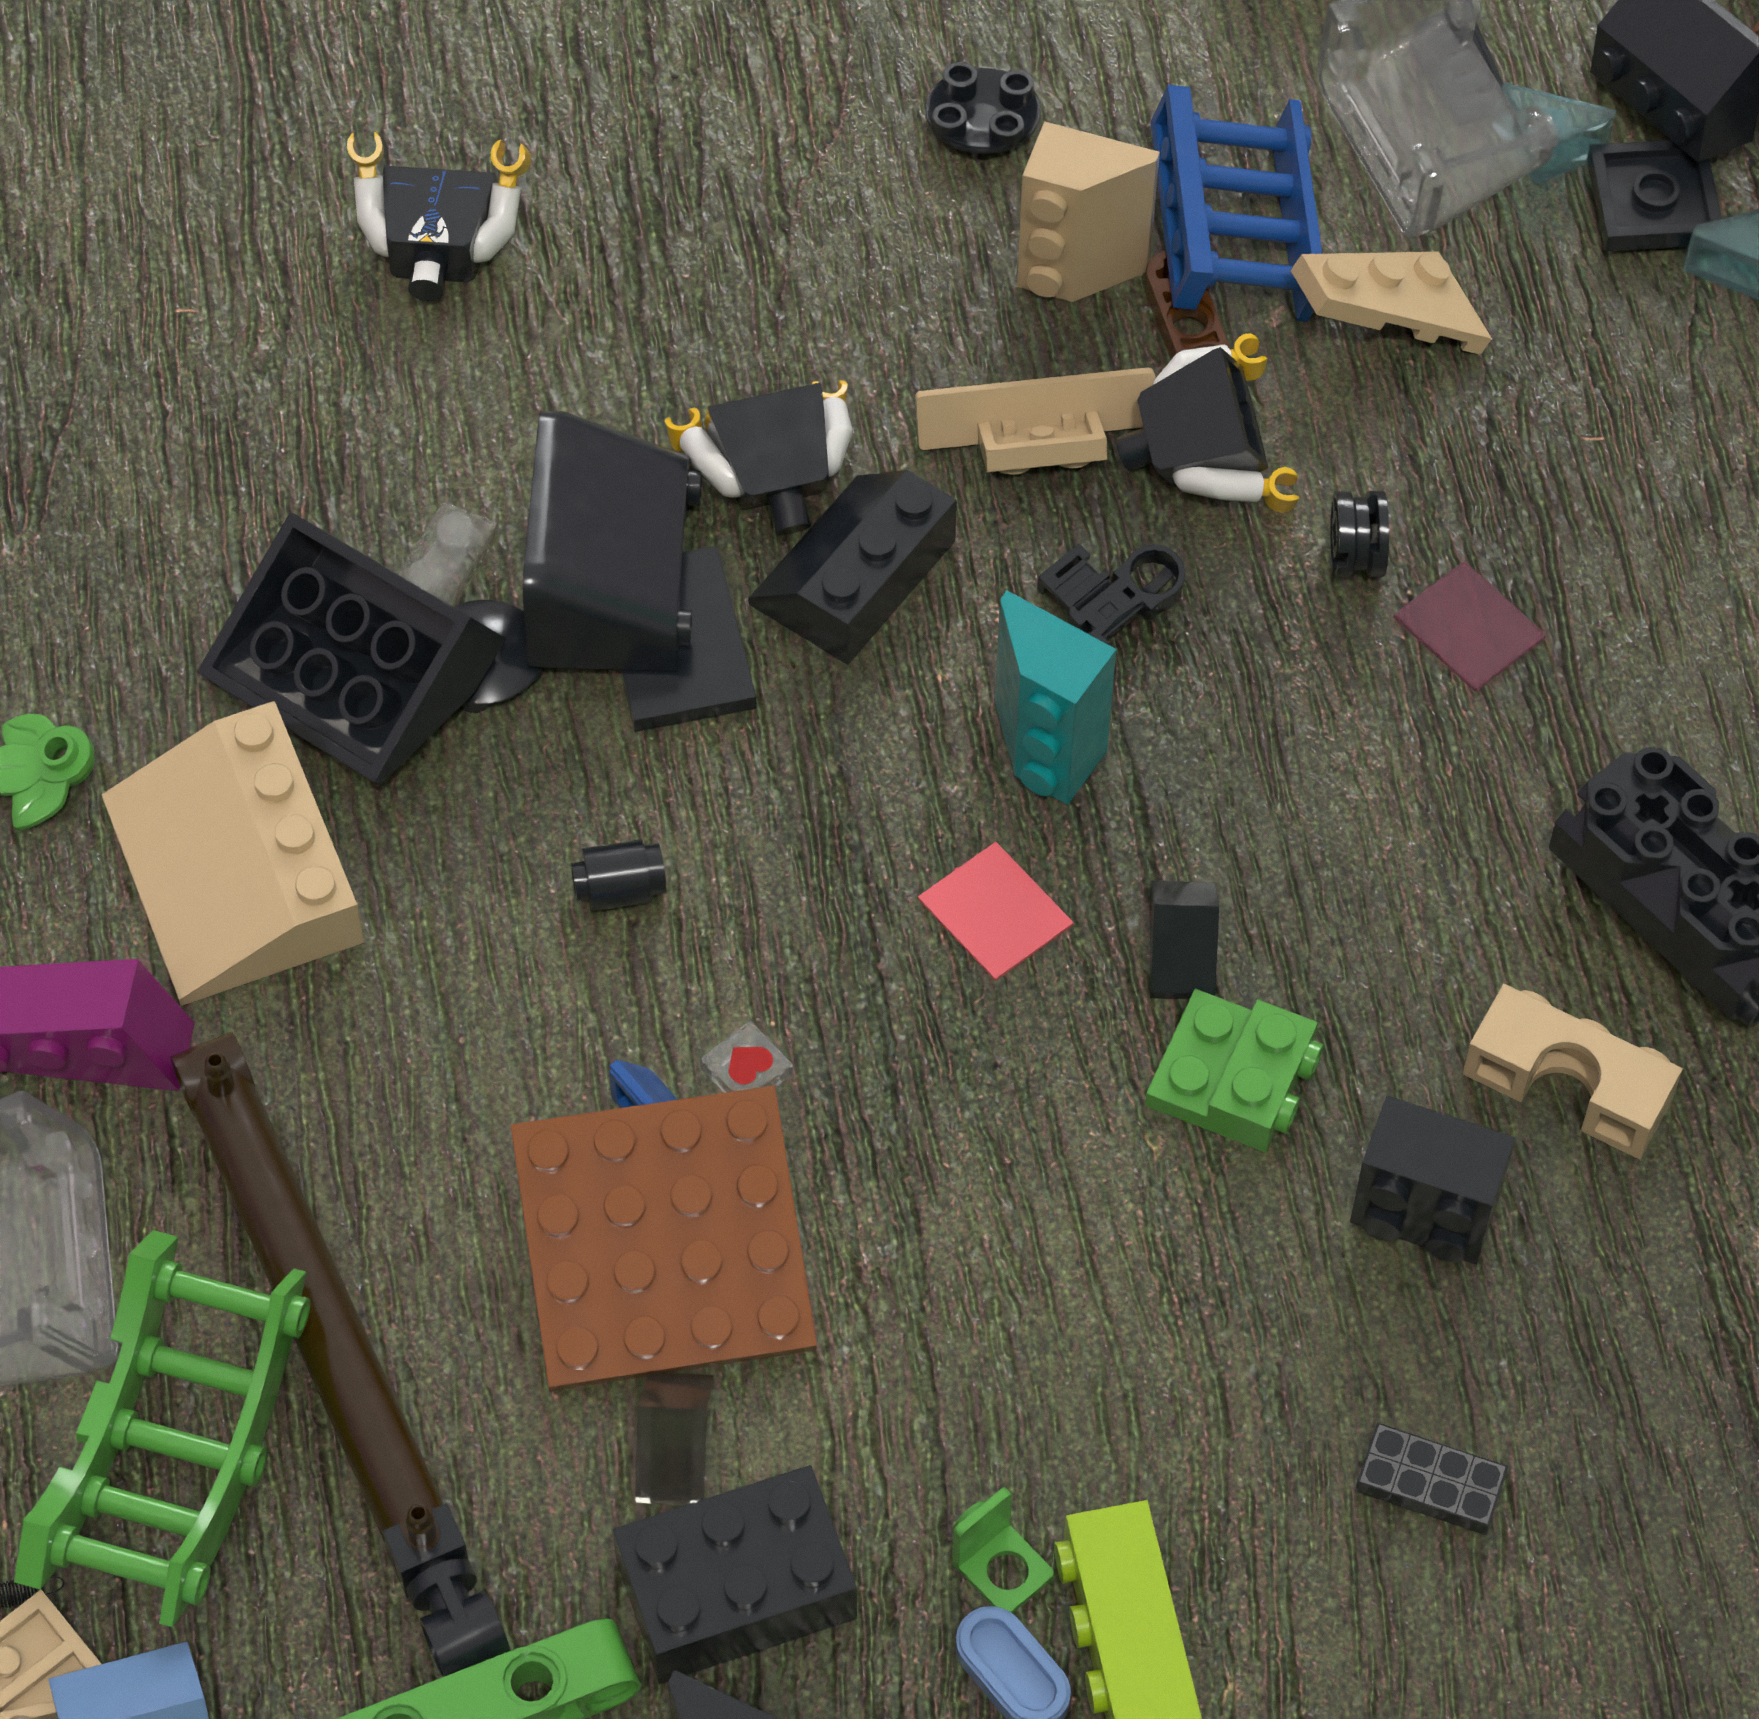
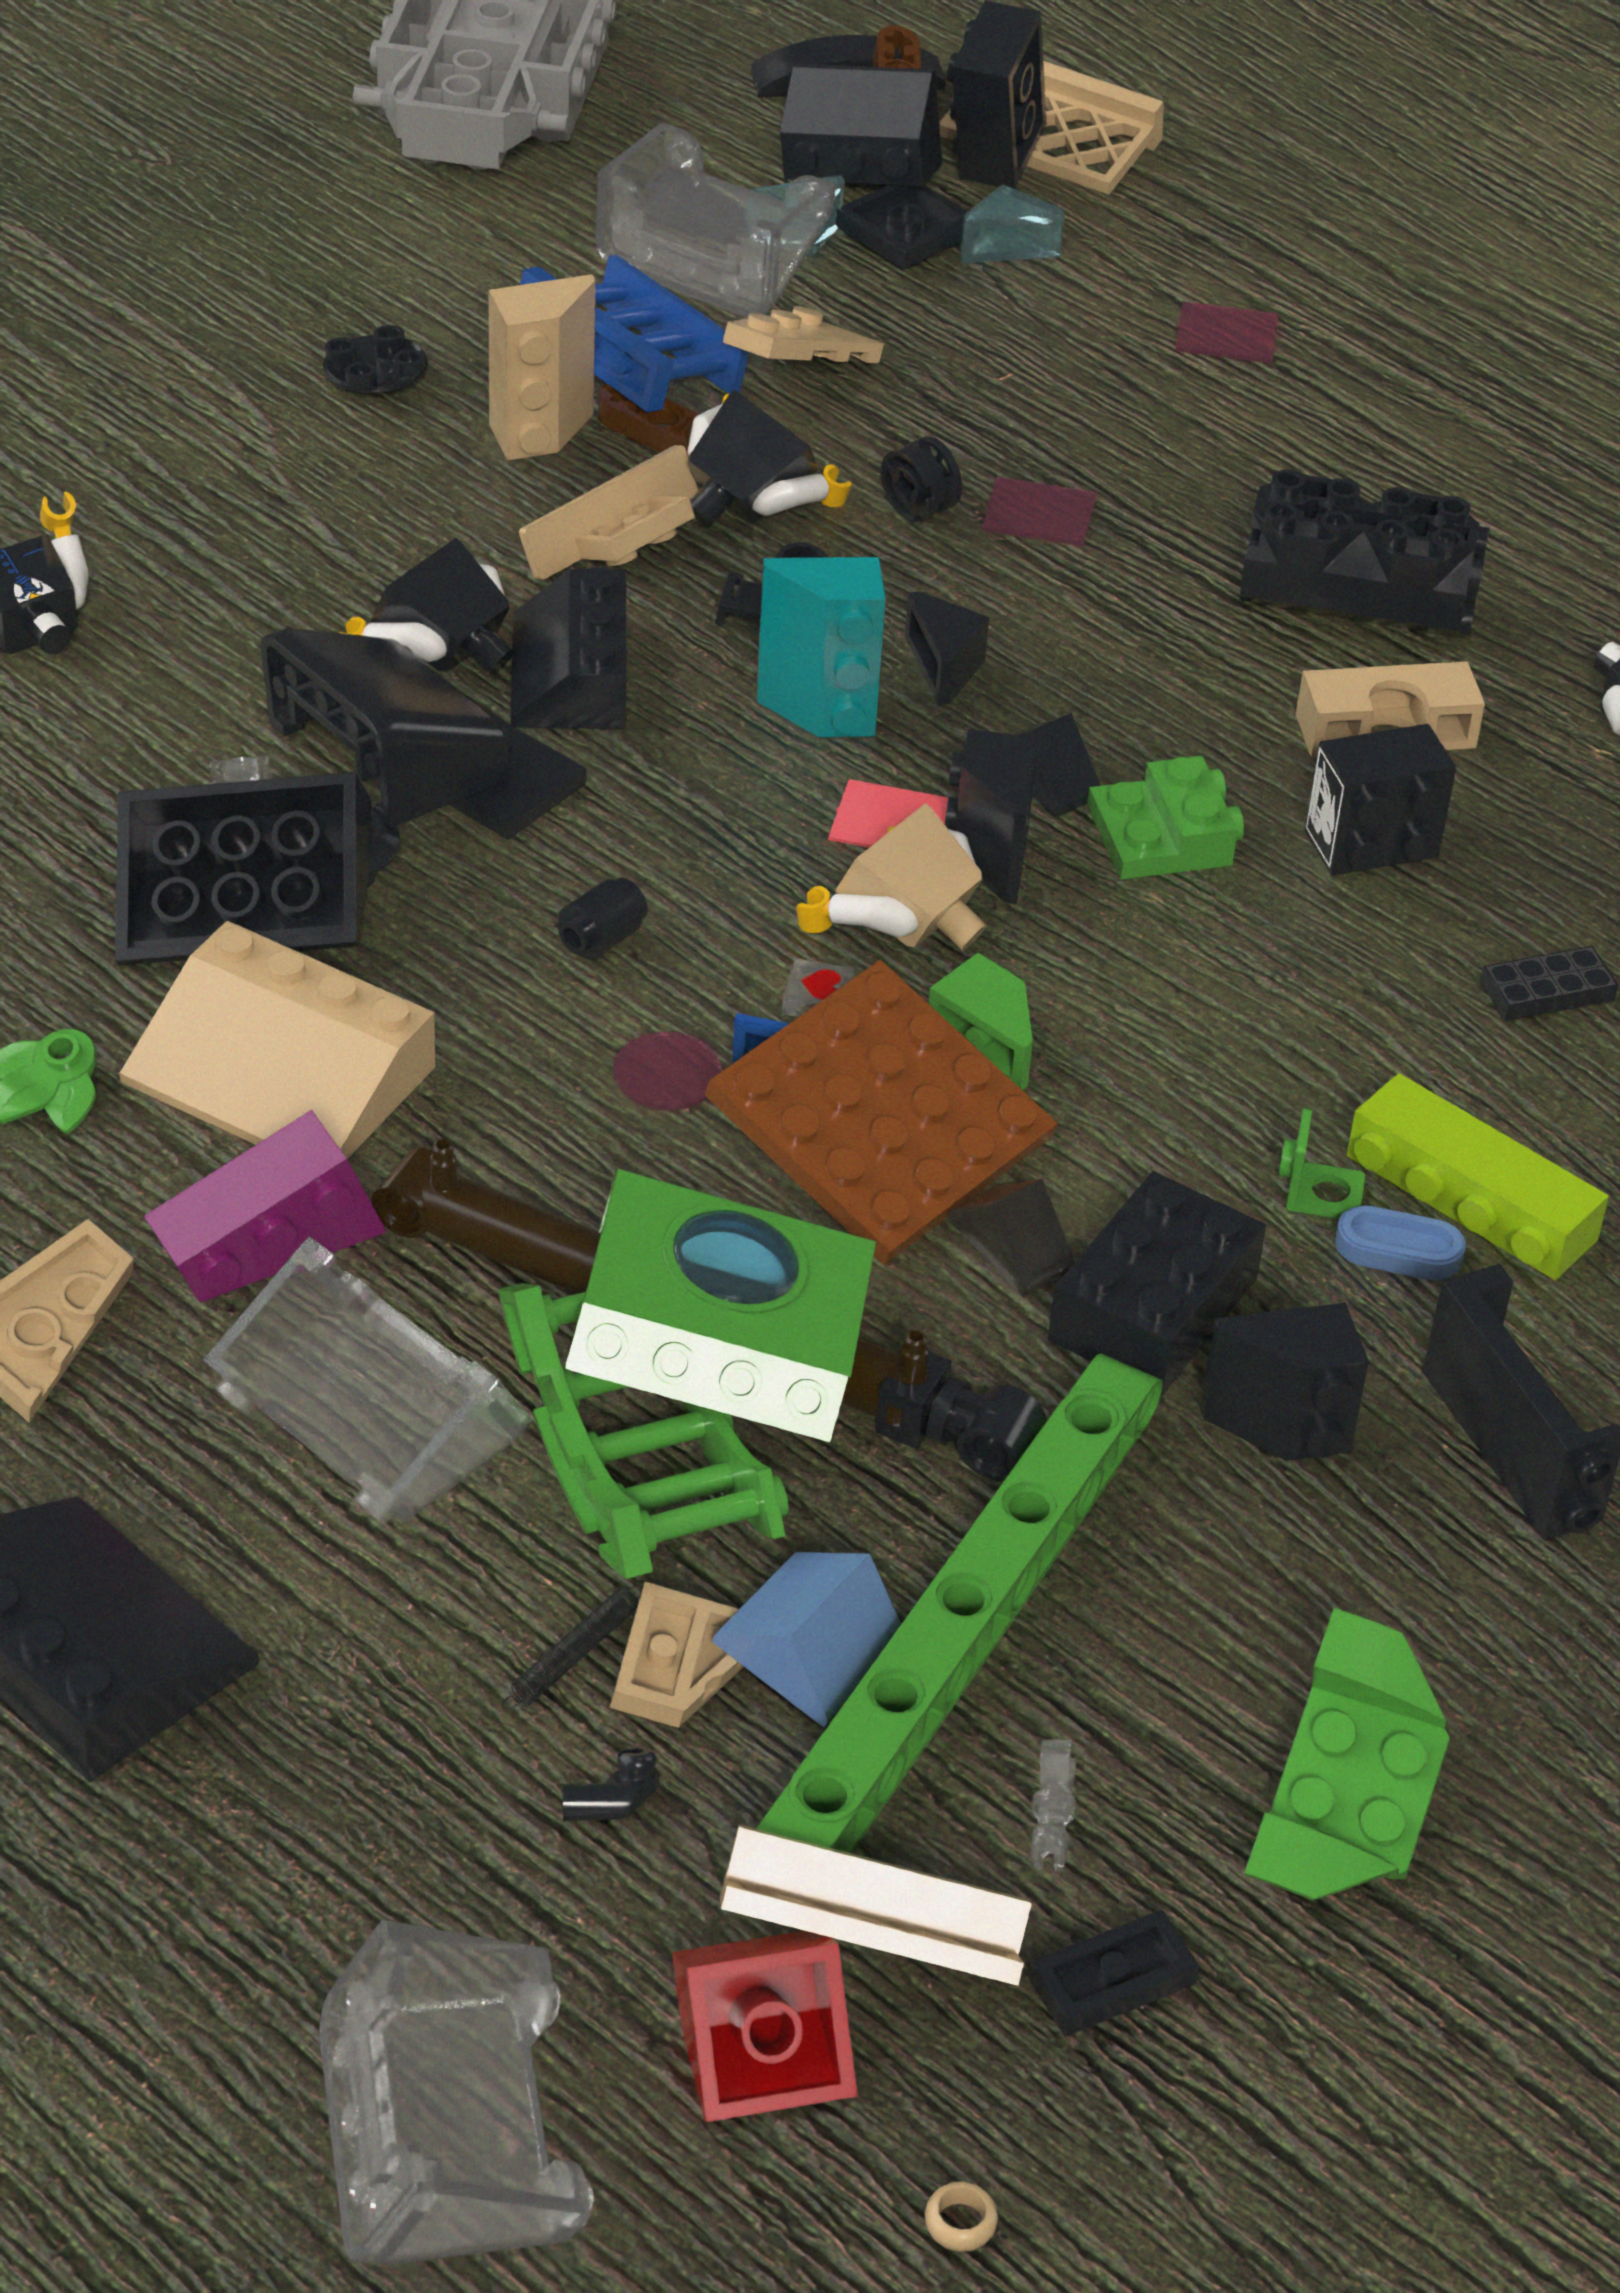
camera: 40 degrees left, 15 degrees down
(317, 1355) = (722, 1305): none -> bright green panel
(549, 1068) = (665, 1070): none -> clear pink piece
(856, 1192) = (990, 1012): none -> bright green slope
(912, 1004) = (905, 886): none -> tan torso
(1060, 972) = (994, 804): none -> black slope
(1210, 748) = (945, 642): none -> black slope

